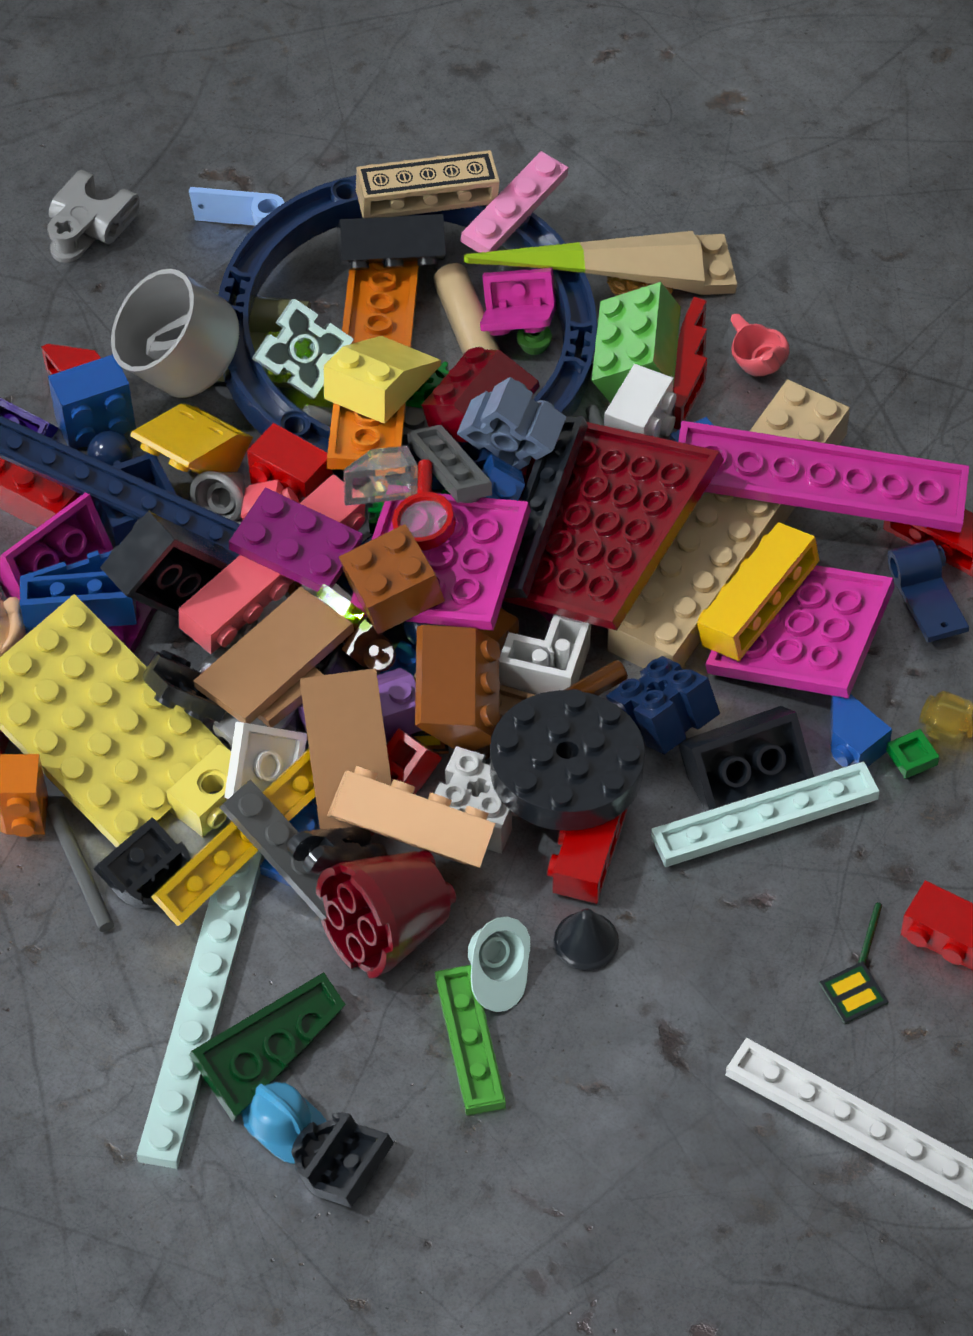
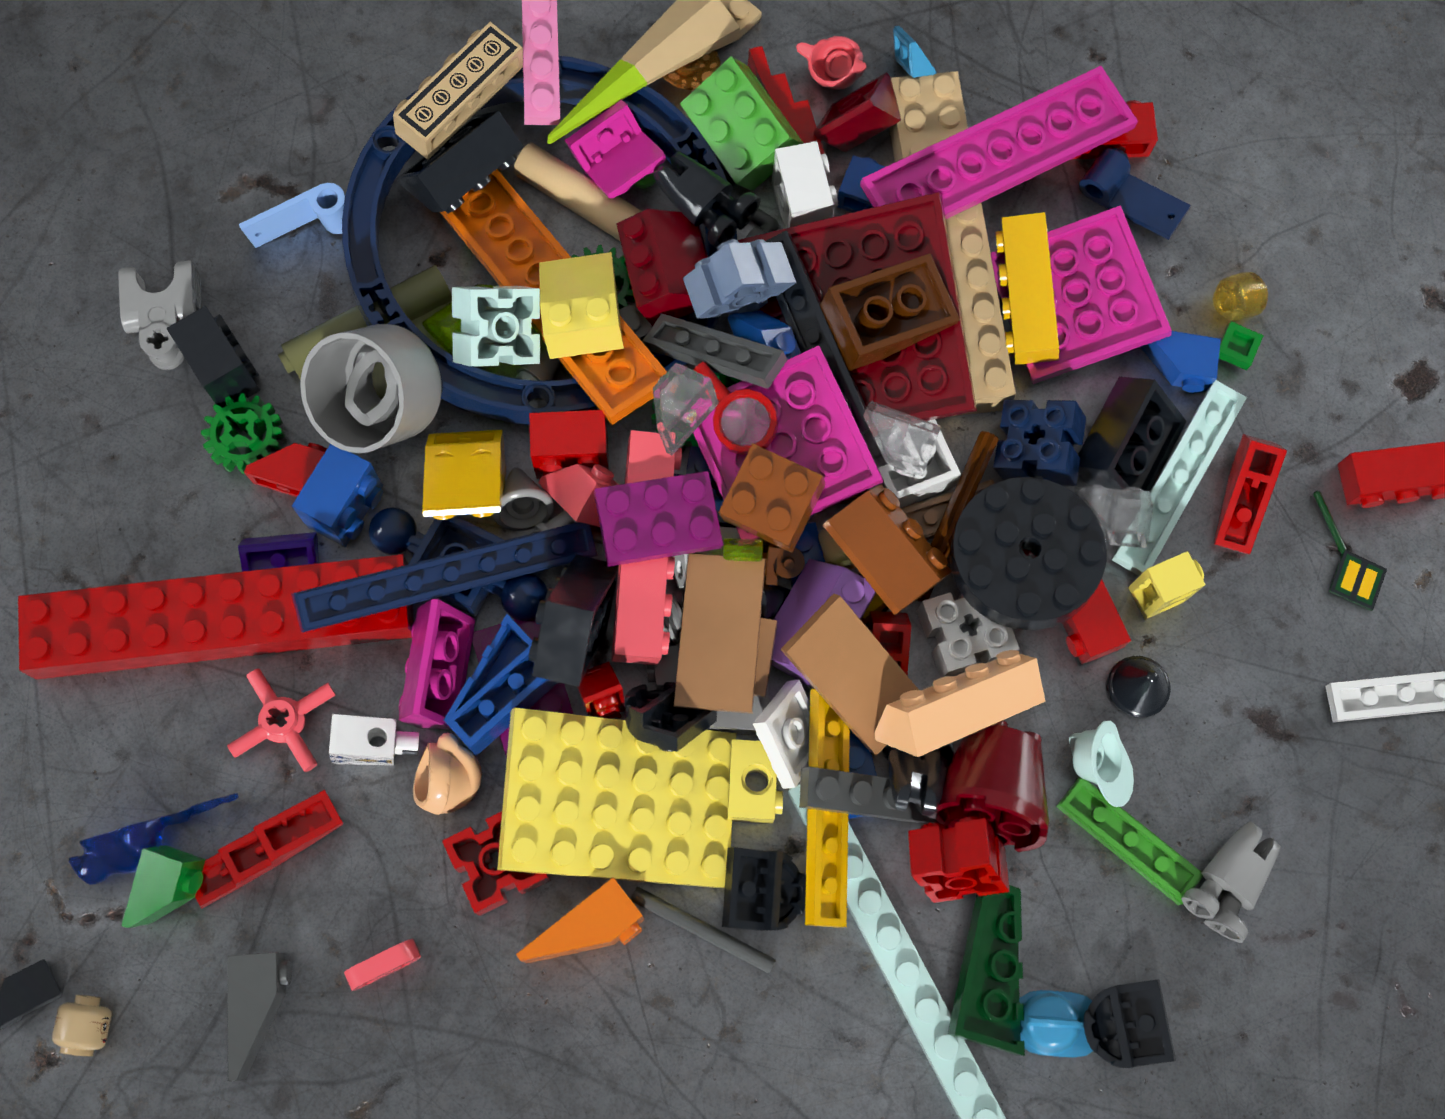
camera: 45 degrees left, 20 degrees up
(83, 323) = (230, 445): none -> green gear
(91, 263) = (215, 356): none -> black brick
(148, 635) = (602, 692): none -> red slope
(307, 931) = (958, 860): none -> red brick
(532, 1119) = (1241, 877): none -> light grey piece
(538, 613) = (902, 438): none -> clear slope
(554, 359) = (700, 192): none -> black piece
(604, 511) = (888, 311): none -> reddish brown slope
(669, 869) = (1167, 585): none -> light yellow brick
(680, 796) = (1122, 513): none -> clear slope
(737, 392) = (860, 115): none -> dark red slope
(813, 858) = (1248, 492): none -> red slope
(825, 375) = (910, 55): none -> dark azure slope

